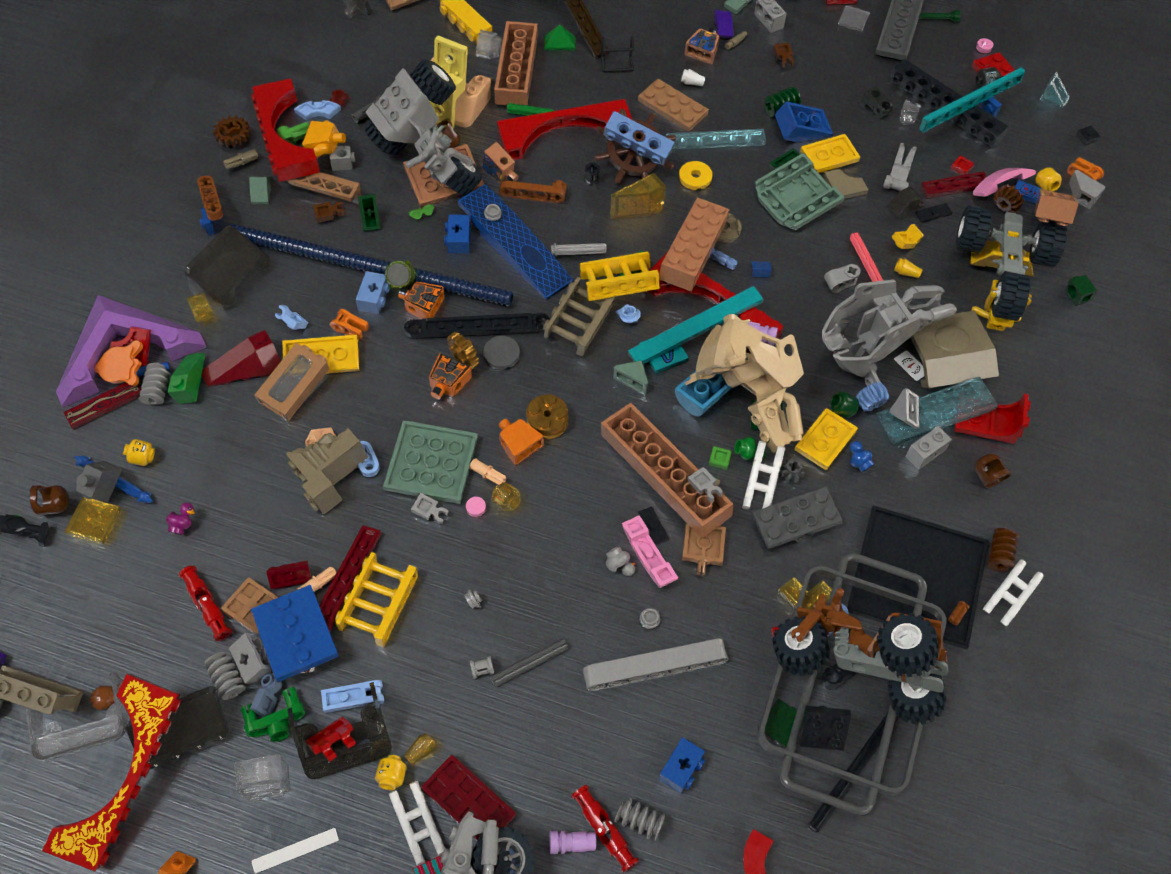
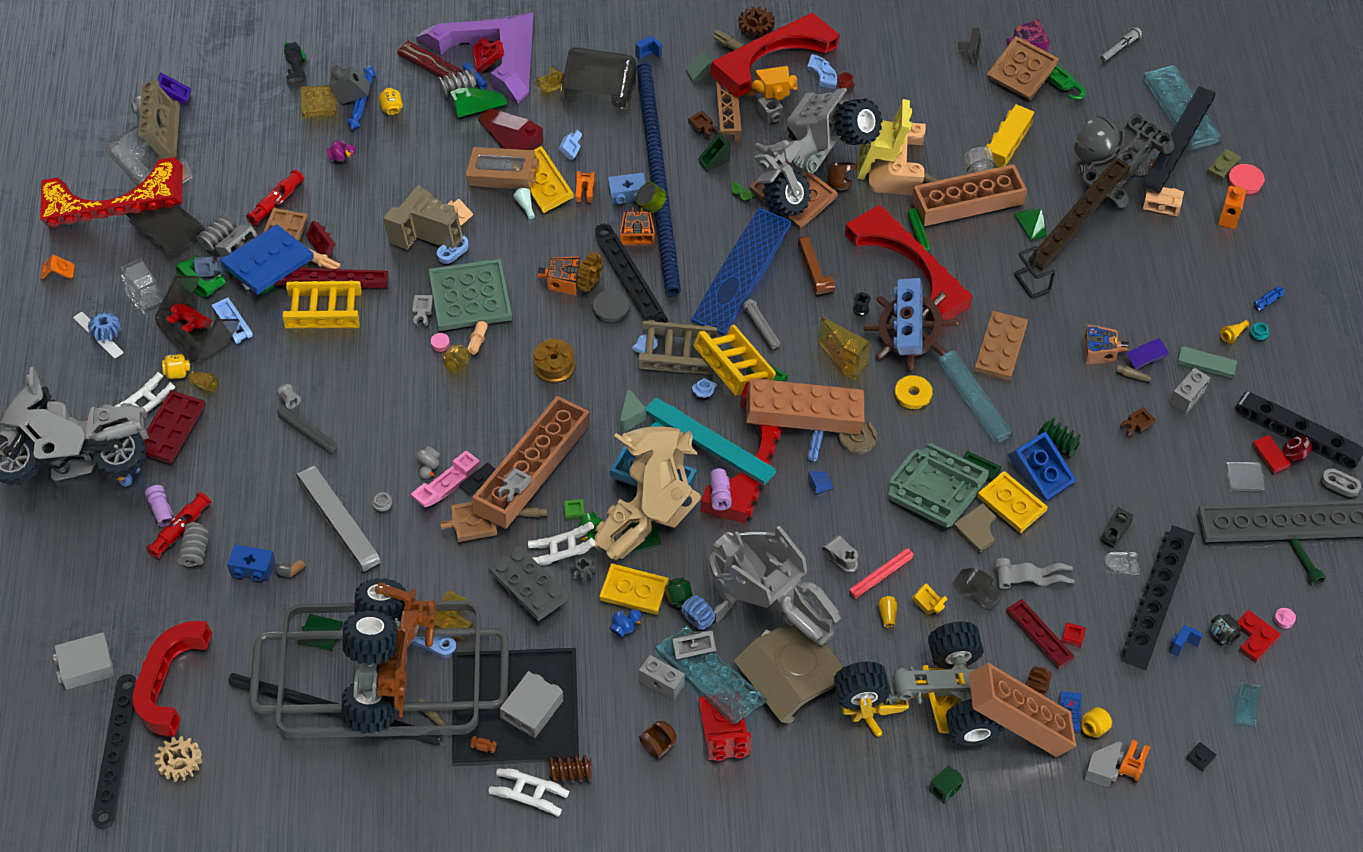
camera: 70 degrees right, 5 degrees down
(54, 499) = (321, 70): reddish brown helmet -> none
(120, 365) = (464, 52): orange tile -> none
(209, 194) = (680, 33): dark orange beam -> none
(289, 846) = (104, 327): none -> medium blue gear
(294, 133) = (776, 59): bright green piece -> none
(337, 378) = (523, 198): none -> light aqua cone
(458, 234) = (727, 226): blue brick -> none
(473, 598) = (348, 368): light grey plate -> none
(492, 212) = (756, 237): light grey plate -> none
(499, 164) = (826, 225): nougat torso -> none
(519, 439) = (518, 348): orange torso -> none
(559, 342) = (640, 345): none -> light blue animal
(692, 78) = (1047, 348): white cone -> none
(700, 732) = (289, 570): none -> arm
(824, 728) = (309, 642): black plate -> none
(930, 557) = (531, 704): none -> light grey brick
(933, 213) = (987, 622): black piece -> none
(971, 100) = (1162, 609): teal tile -> none
(989, 184) = (1090, 692): bright pink slope -> none

